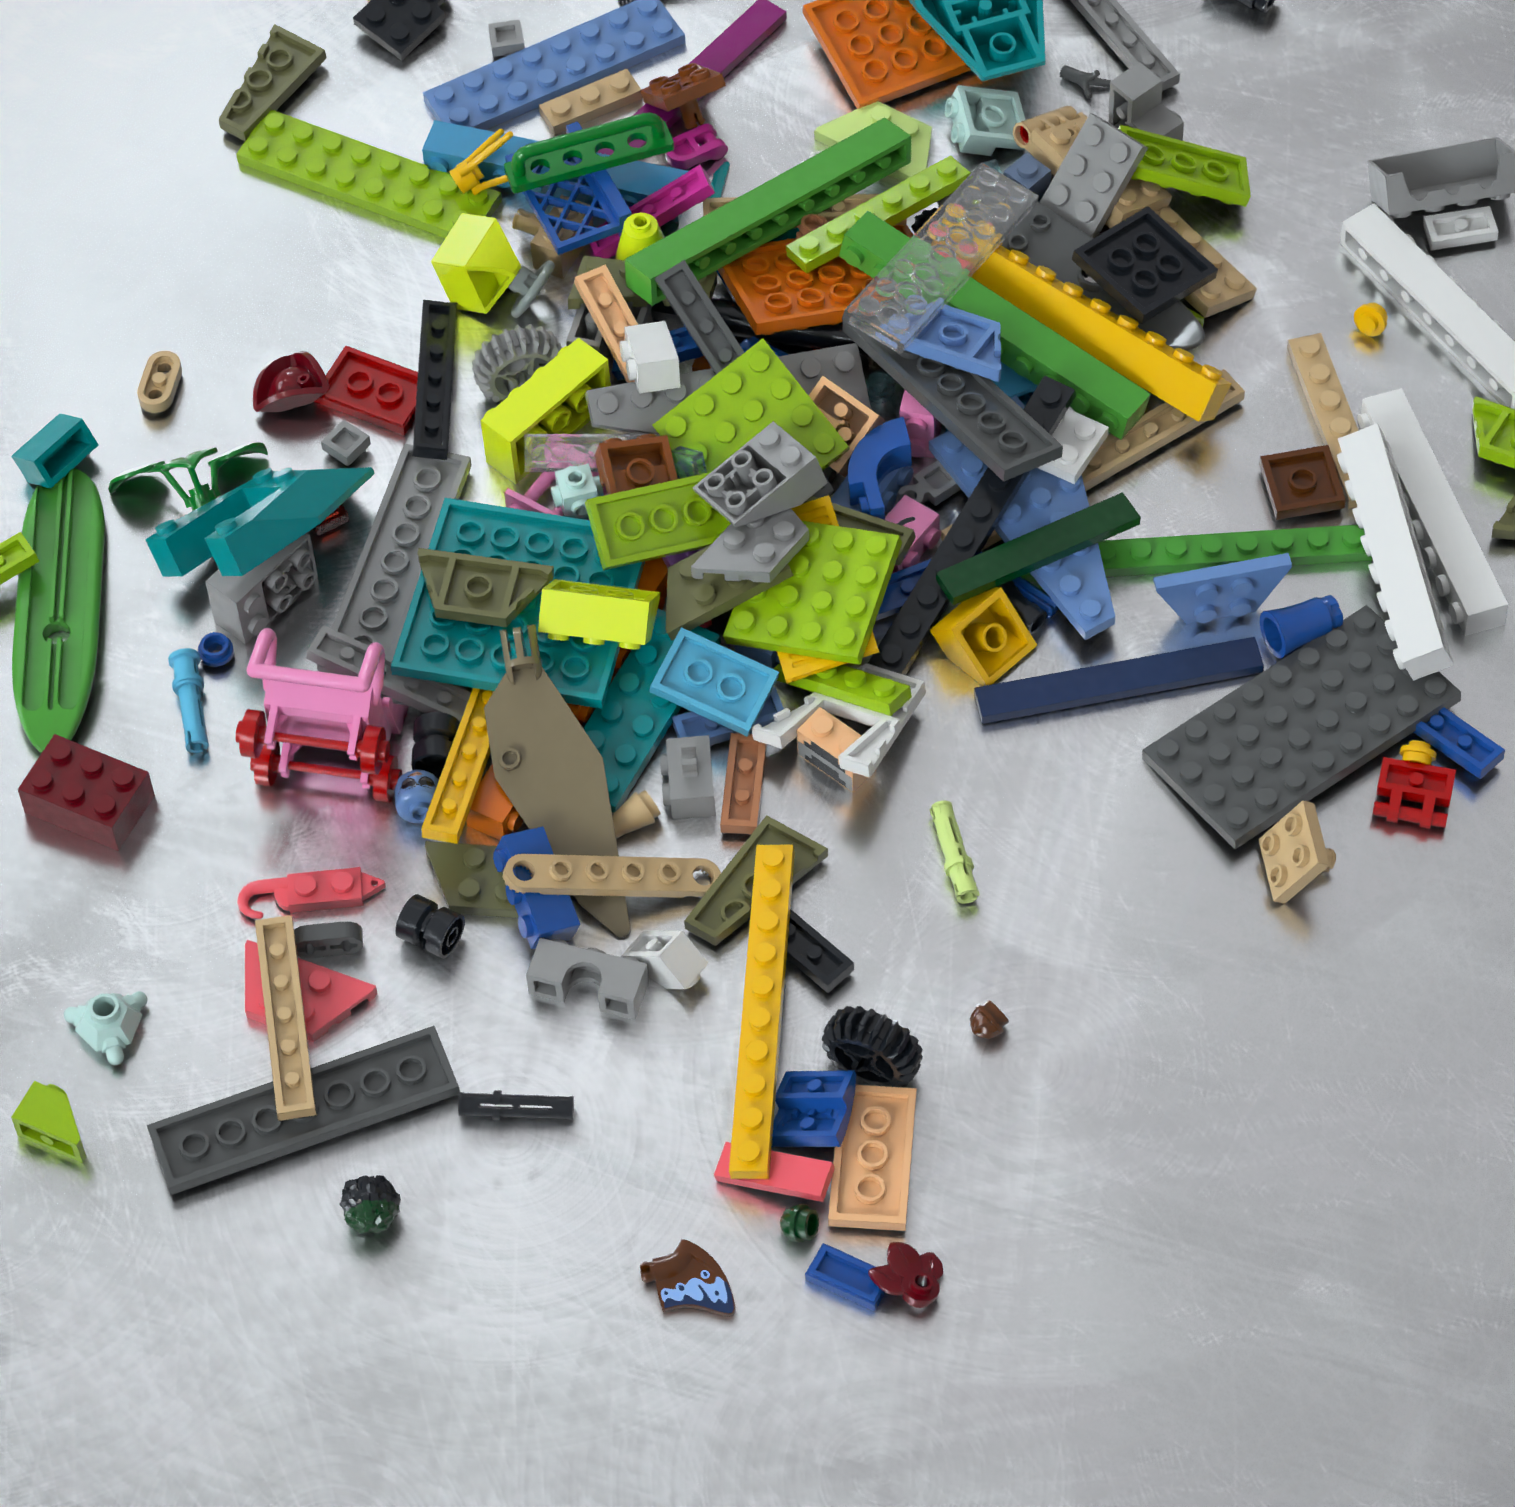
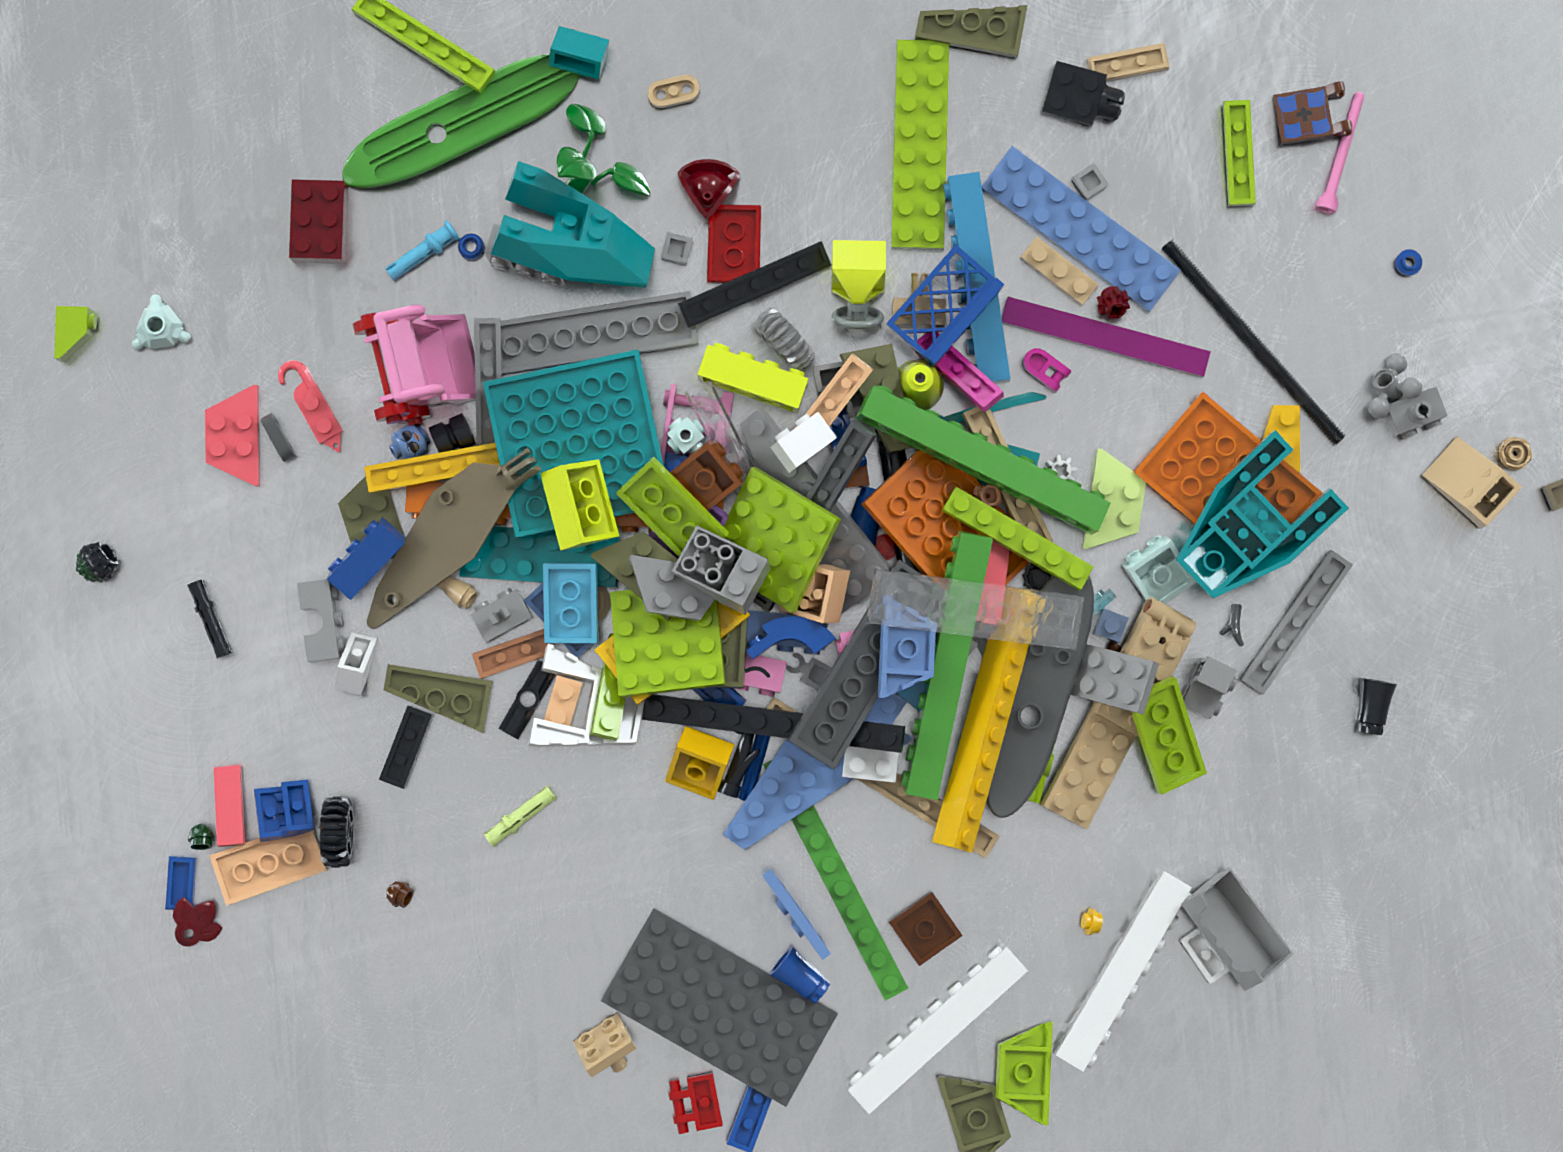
camera: 65 degrees right, 30 degrees up
(285, 1018) = (200, 443): tan plate -> none
(347, 1096) = (149, 484): dark grey plate -> none
(426, 924) = (313, 498): black wheel -> none
(468, 173) = (937, 224): yellow plant -> none
(480, 587) = (565, 413): olive wing -> none
(585, 145) = (1011, 346): green piece -> none
(610, 875) = (393, 604): tan plate -> none
(655, 58) = (1113, 302): none -> dark red gear
(683, 90) = (1080, 343): dark orange plate -> none
(688, 462) = (728, 508): clear light blue plate -> none
(690, 1280) = (135, 785): reddish brown arm -> none
(762, 1013) = (339, 747): yellow plate -> none
(811, 788) = (519, 715): none -> black piece
(1037, 548) = (771, 776): dark green tile -> none
(1118, 680) = (707, 868): dark blue tile -> none
(1144, 264) = (1047, 751): black plate -> none
(1323, 396) = (993, 928): tan plate -> none
(1394, 552) = (874, 1022): white brick -> none
(1418, 752) = (726, 1095): yellow plate -> none

